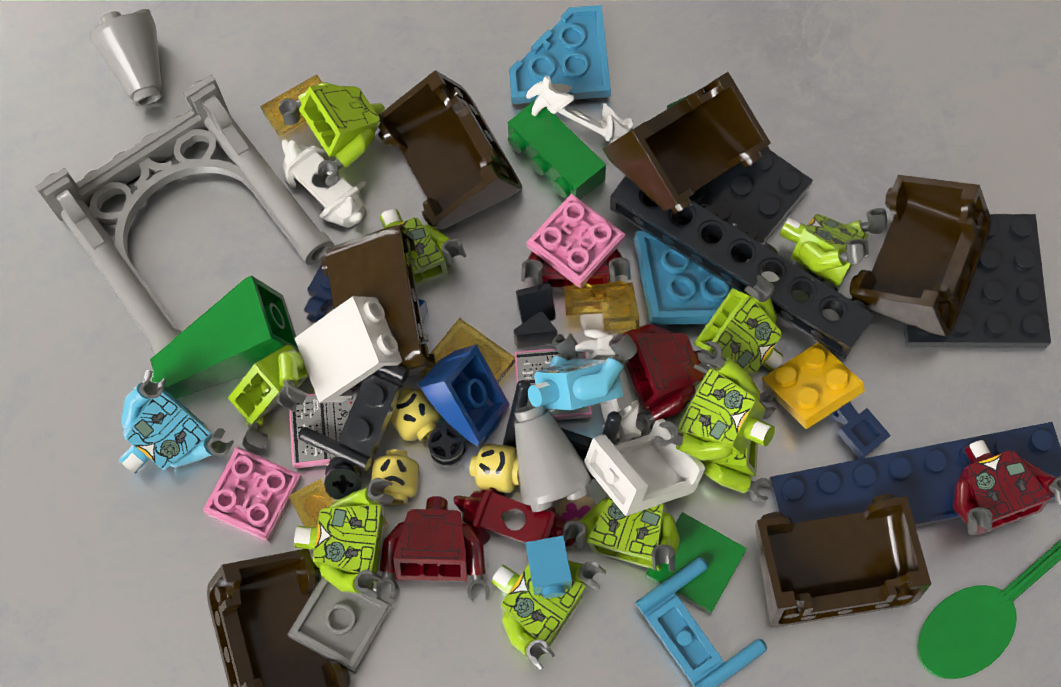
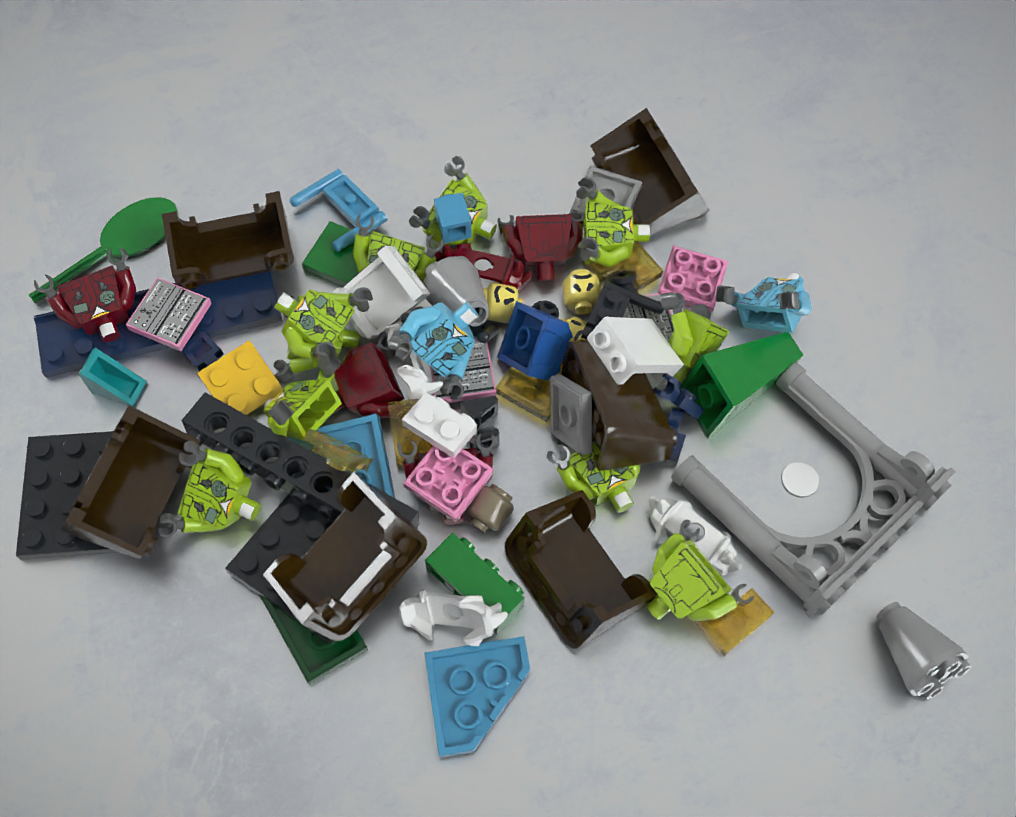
camera: 170 degrees right, 5 degrees down
(193, 242) = (800, 479): none -> white sticker
(302, 315) = (682, 399): none -> dark blue plate
(433, 295) = (571, 414): none -> light grey tile
(528, 219) = (490, 508): none -> dark tan head
(580, 286) = (440, 425): none -> white bracket
(687, 267) = (338, 454): none -> clear yellow plate
(907, 466) = (169, 314): none -> tile
(964, 401) = (111, 379): none -> teal slope

